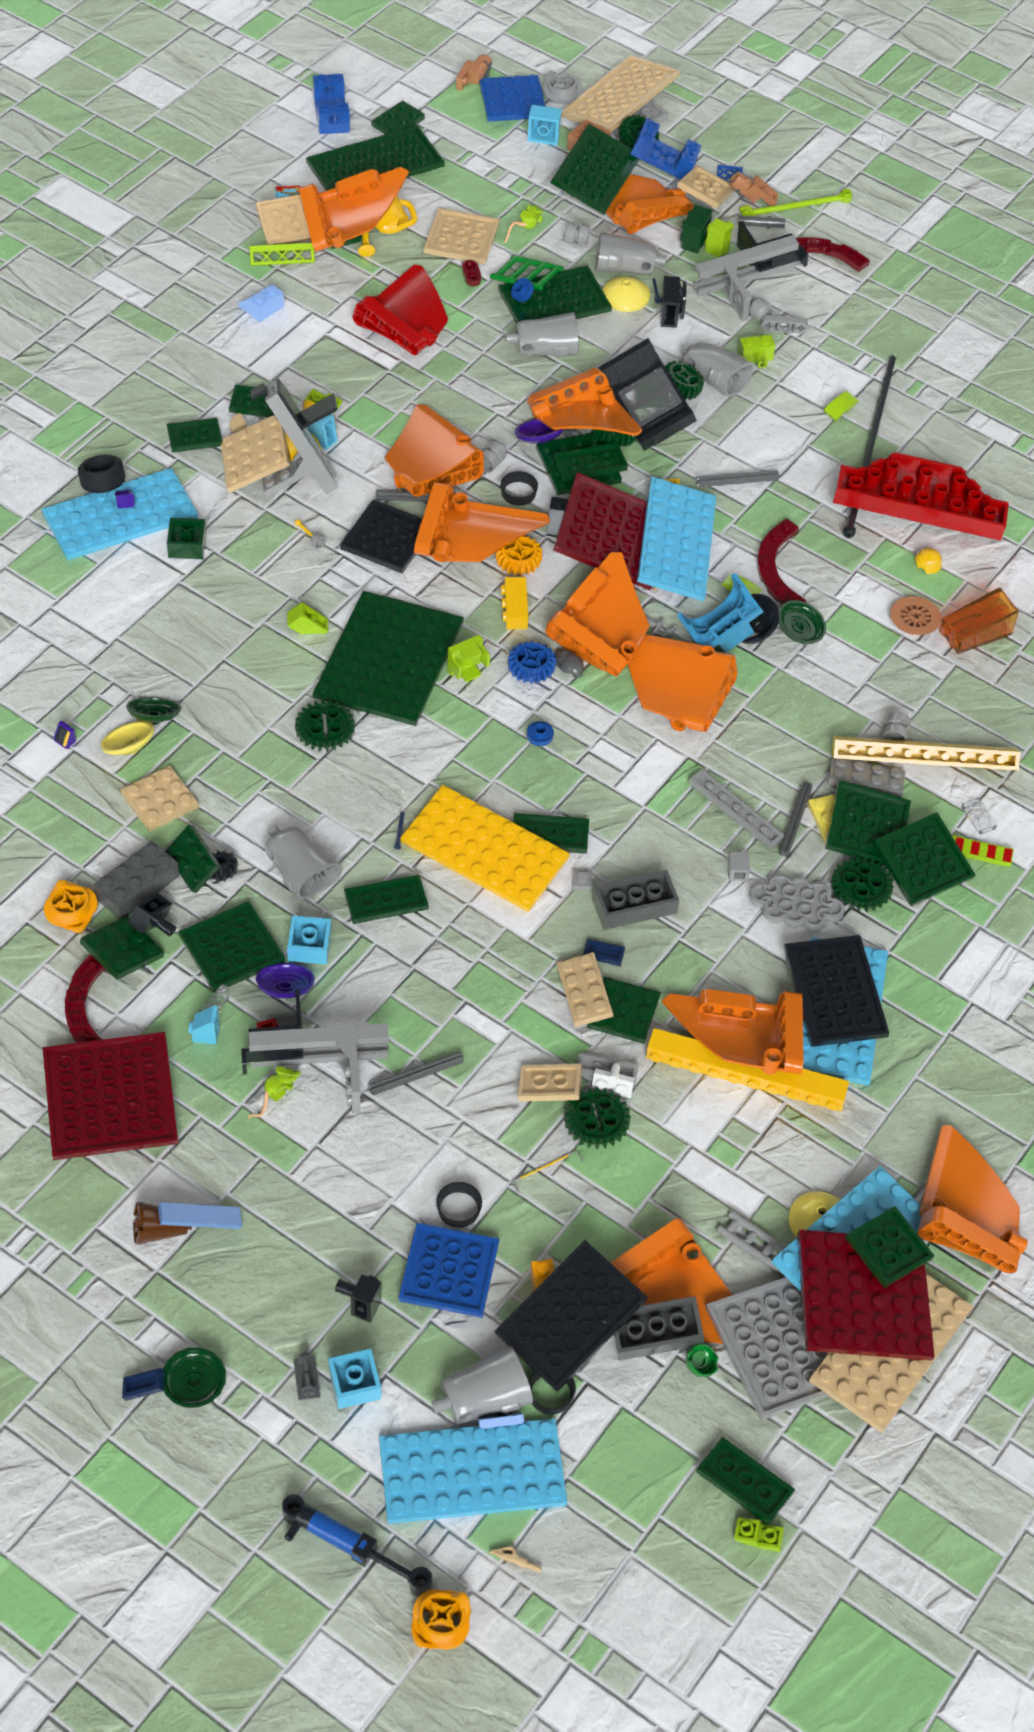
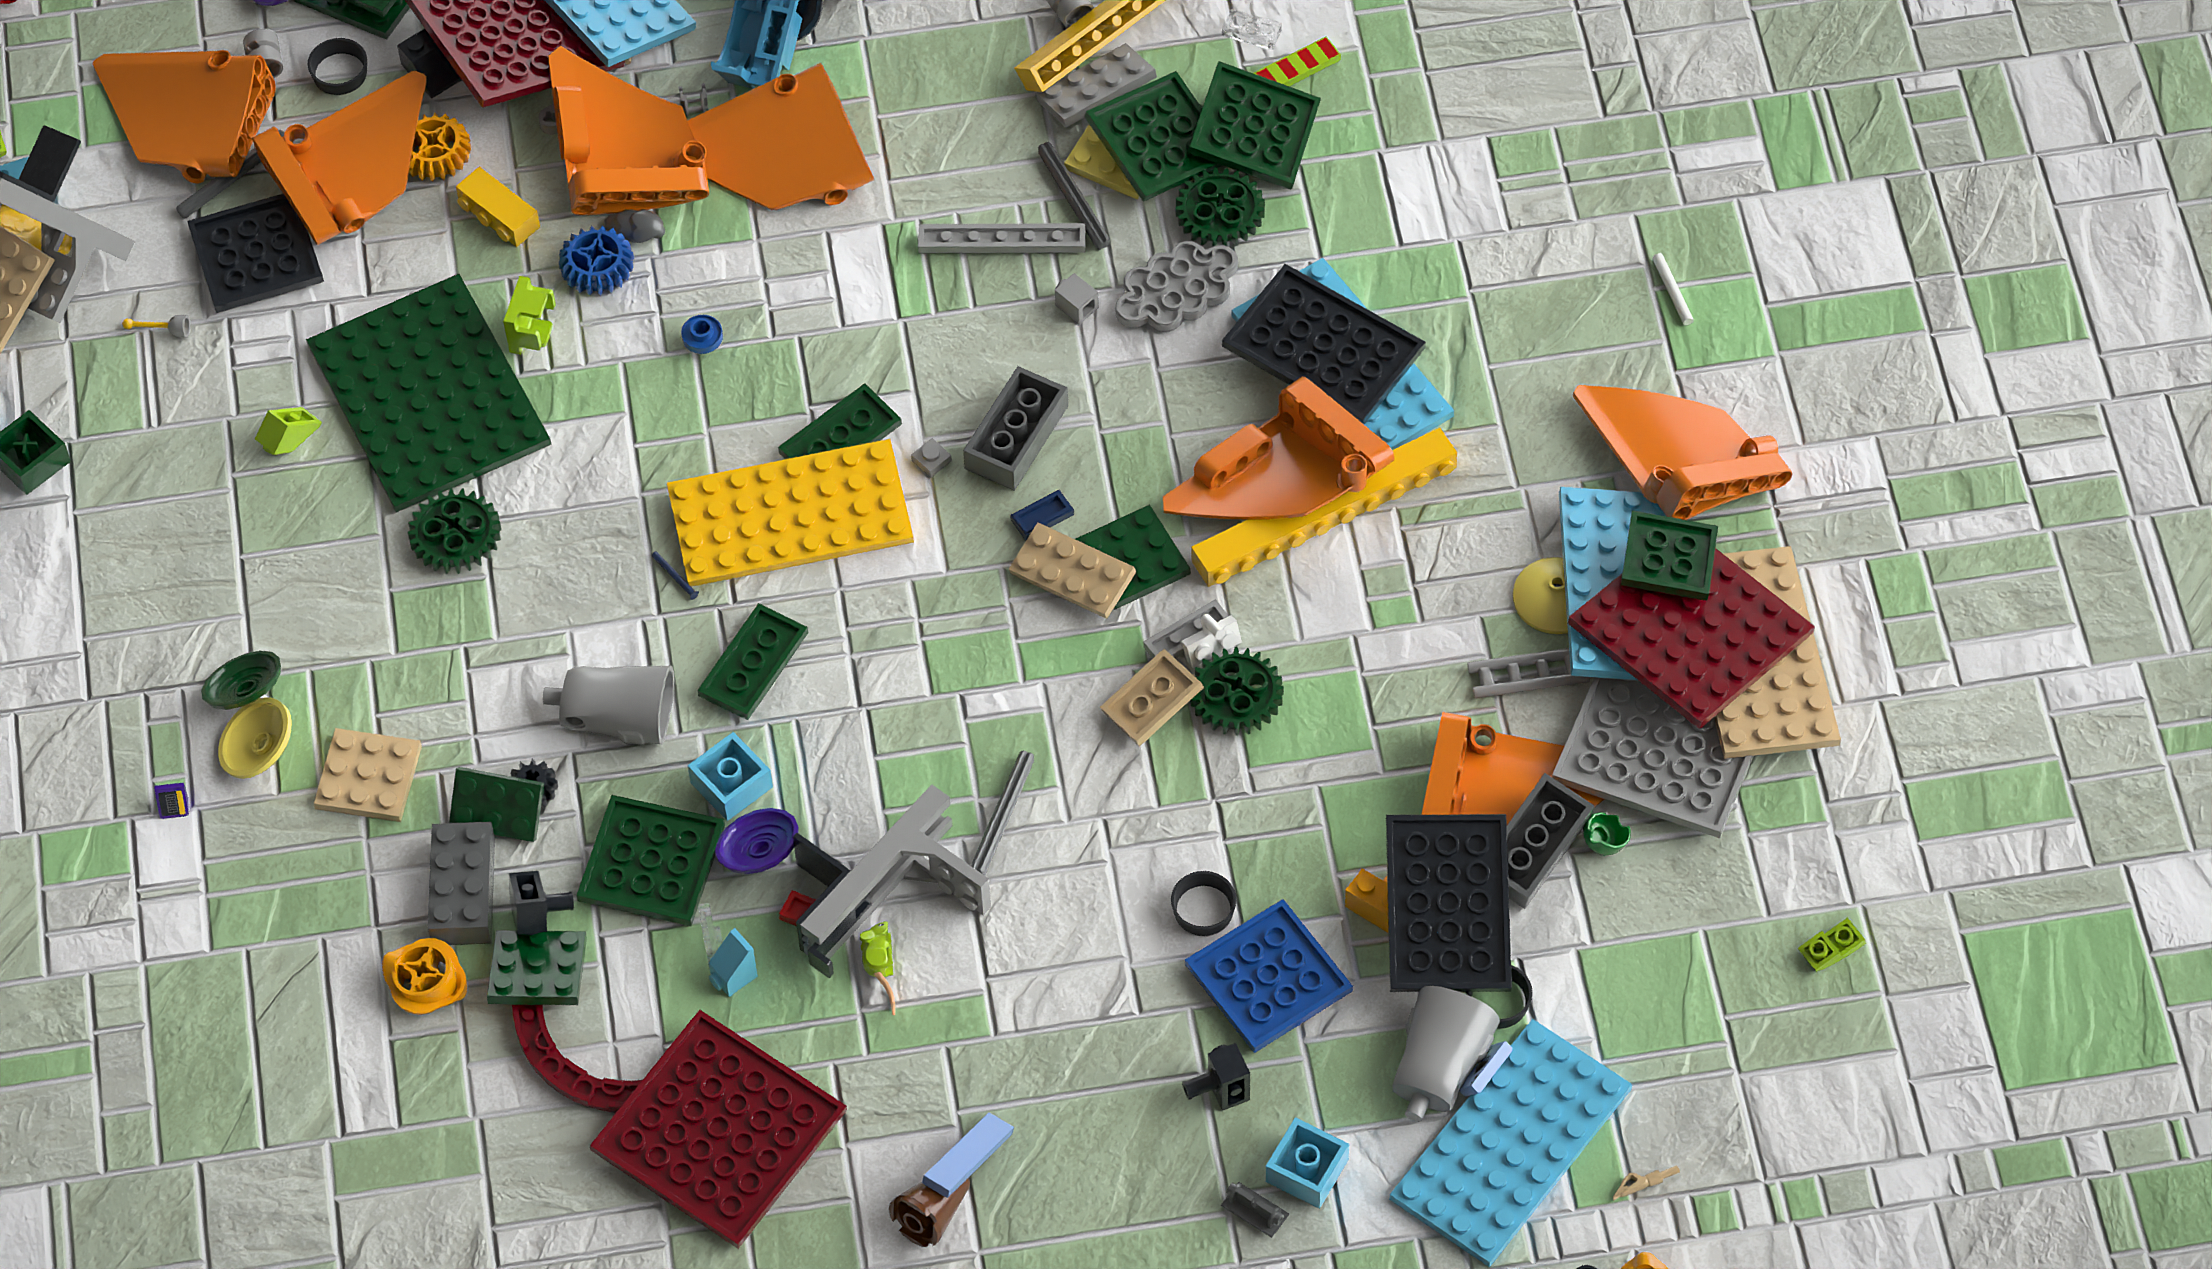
camera: 40 degrees left, 5 degrees up
(545, 1166) = (1237, 790): yellow piece -> none
(745, 1481) = (1767, 907): dark green plate -> none

